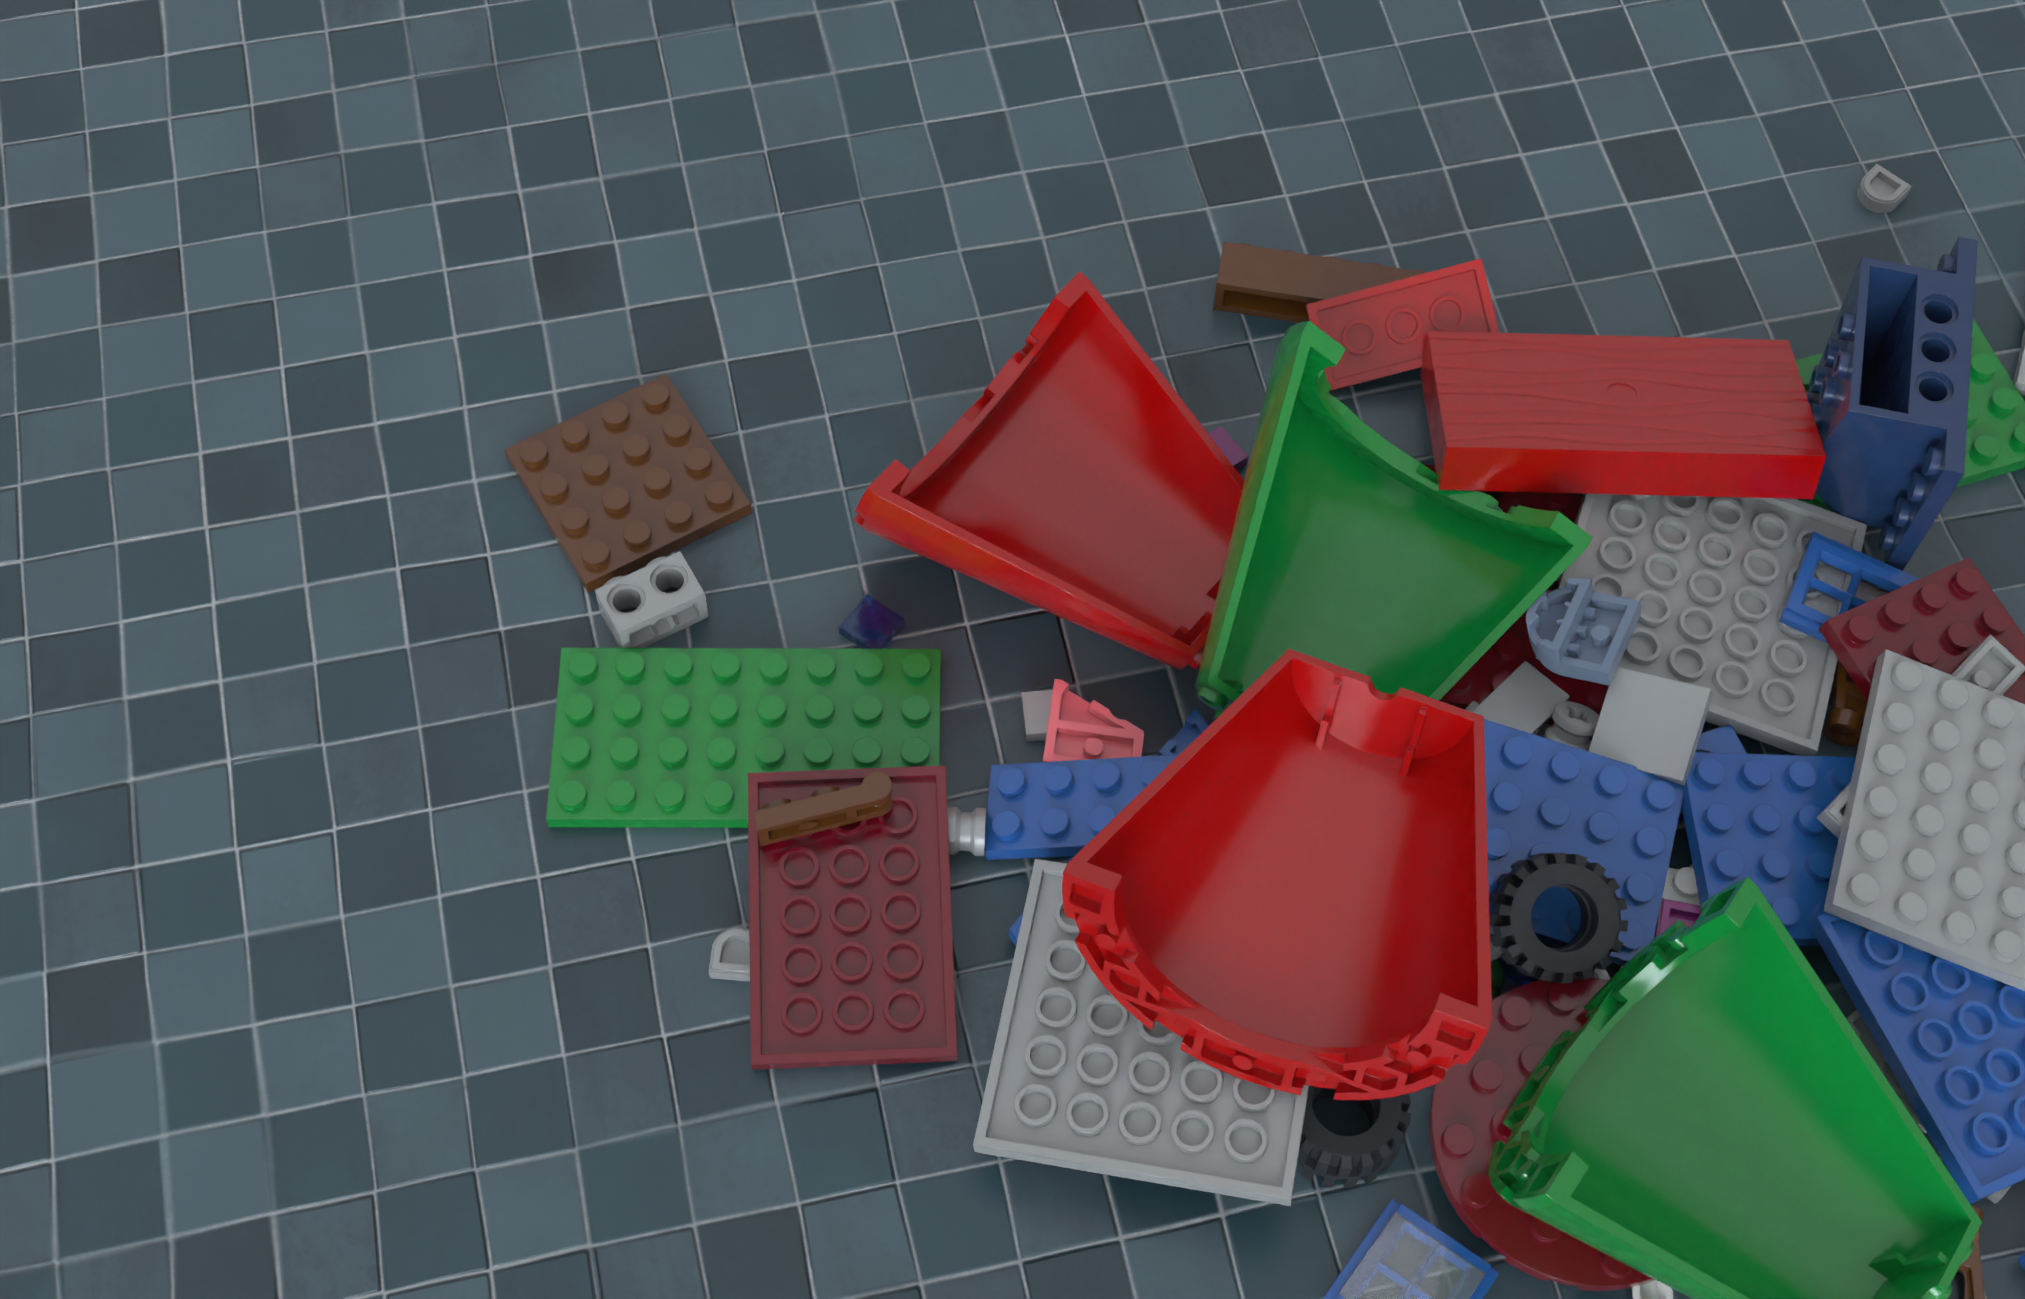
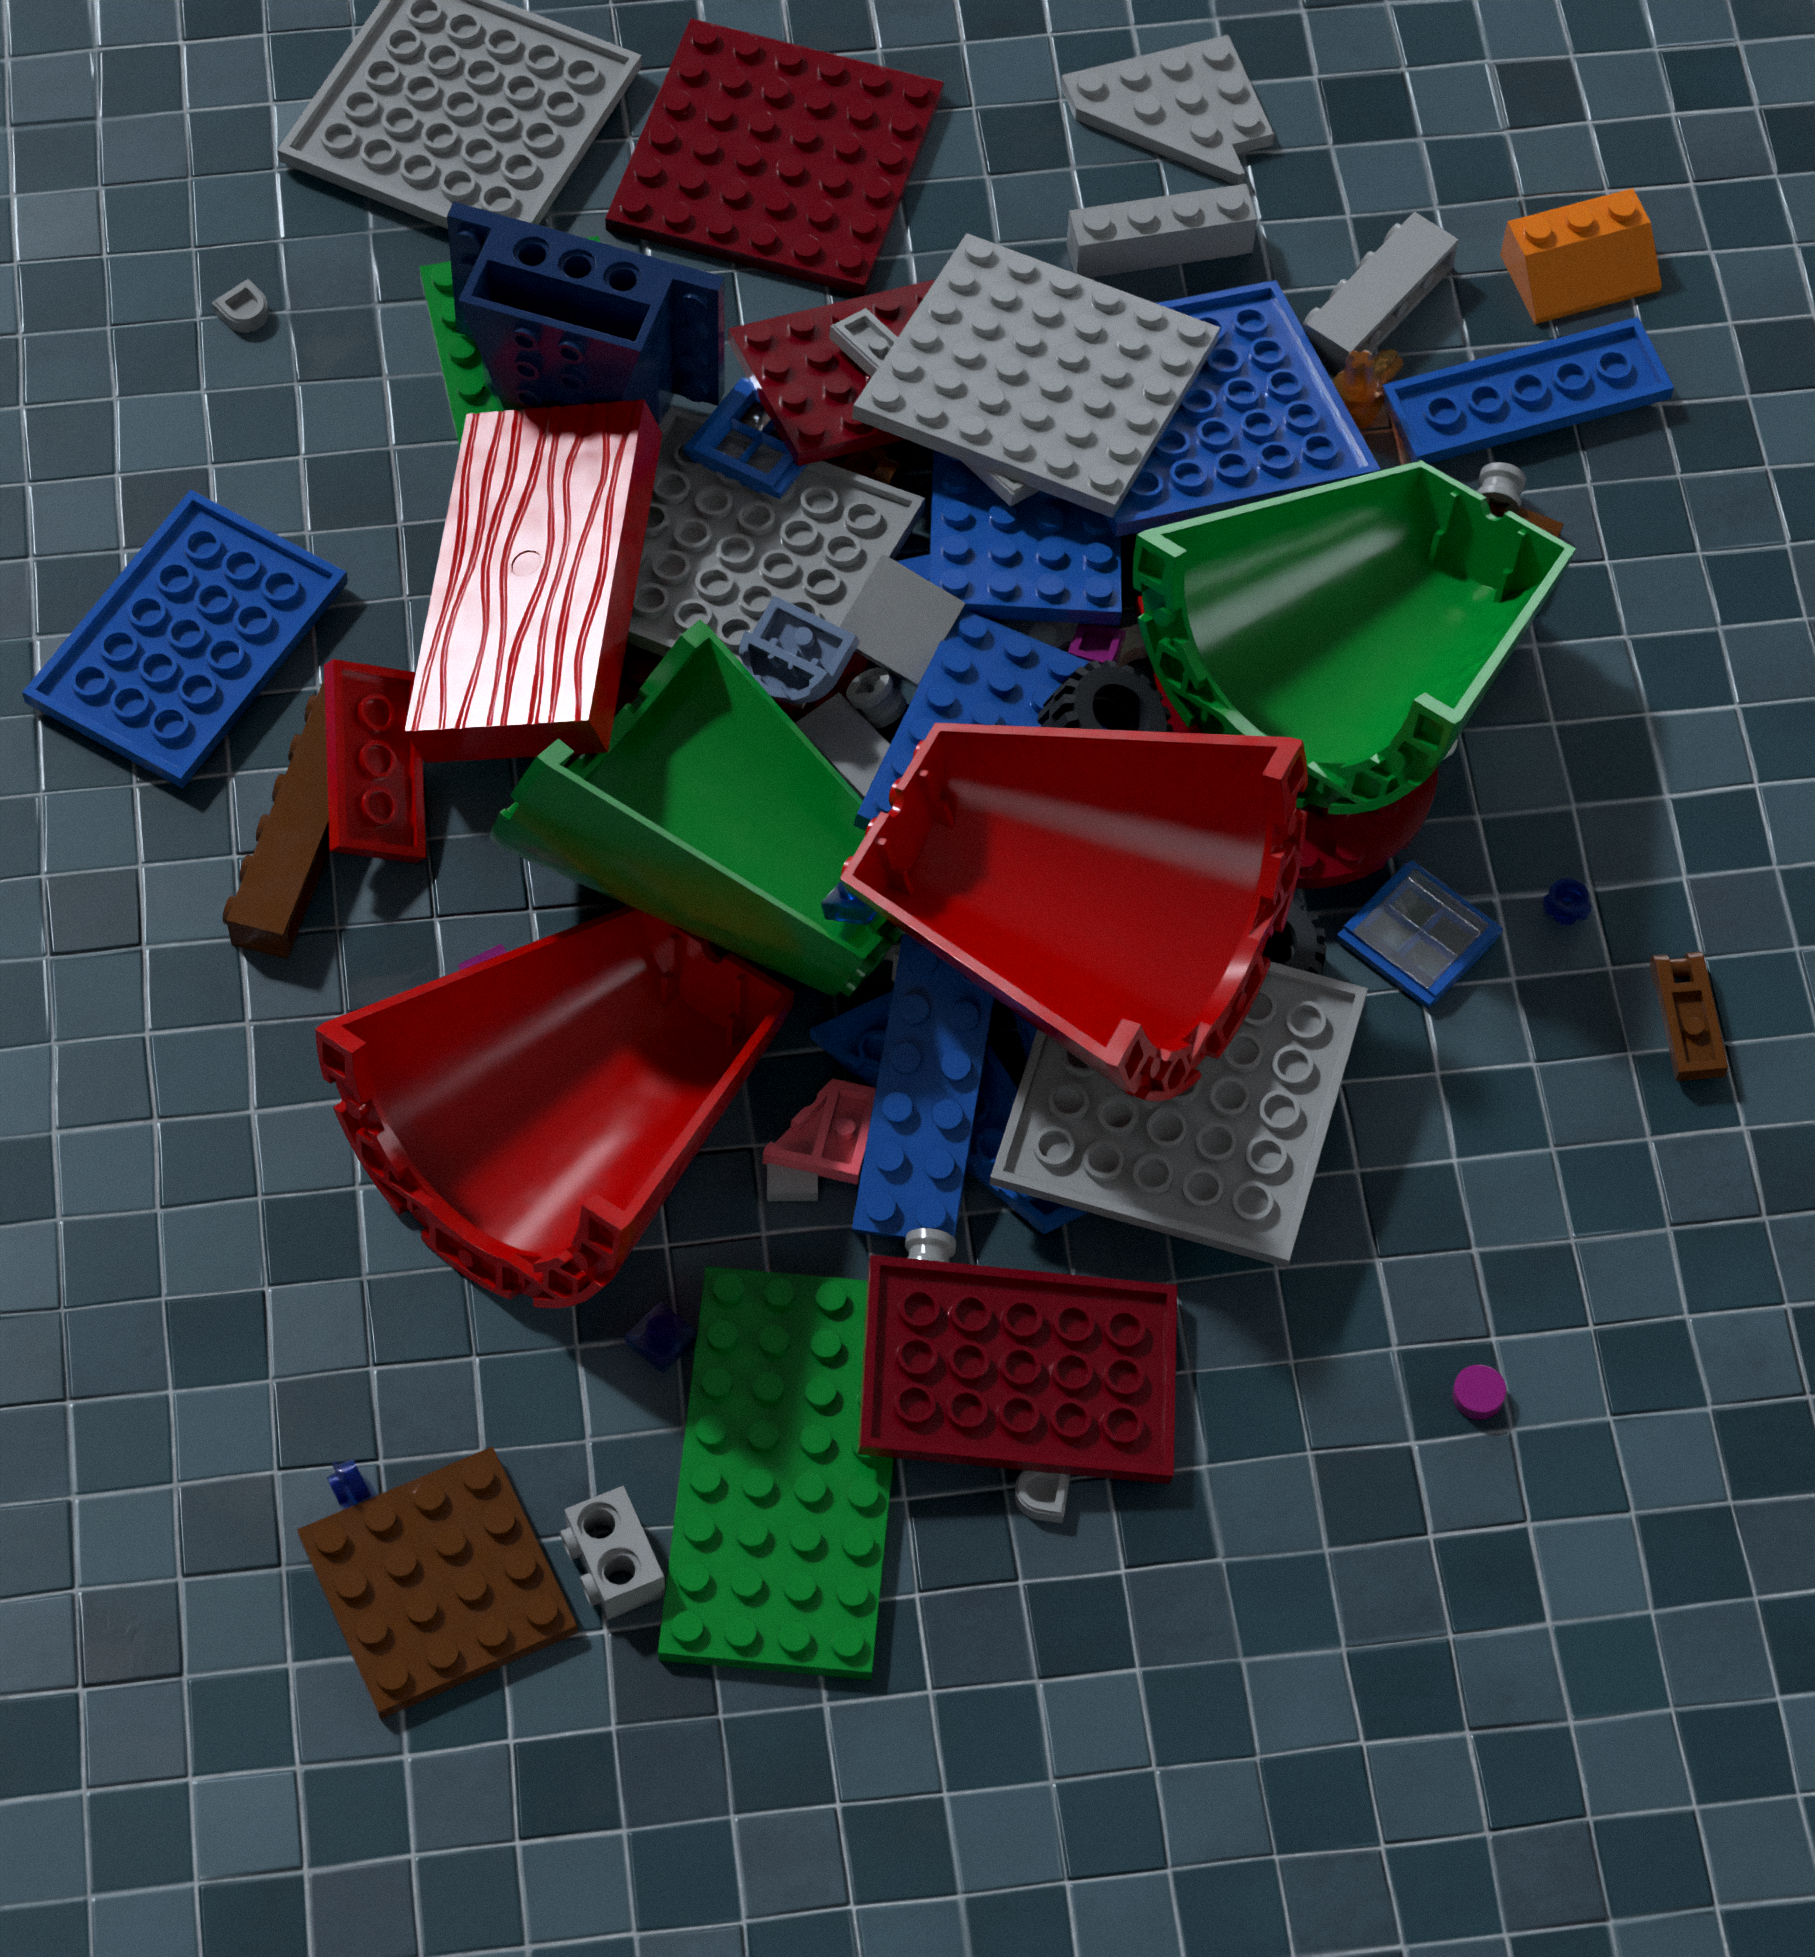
camera: 85 degrees left, 0 degrees up
(711, 405) = (348, 1483): none -> clear blue plate
(824, 809) = (921, 1363): reddish brown plate -> none
(1516, 191) = (185, 638): none -> blue plate

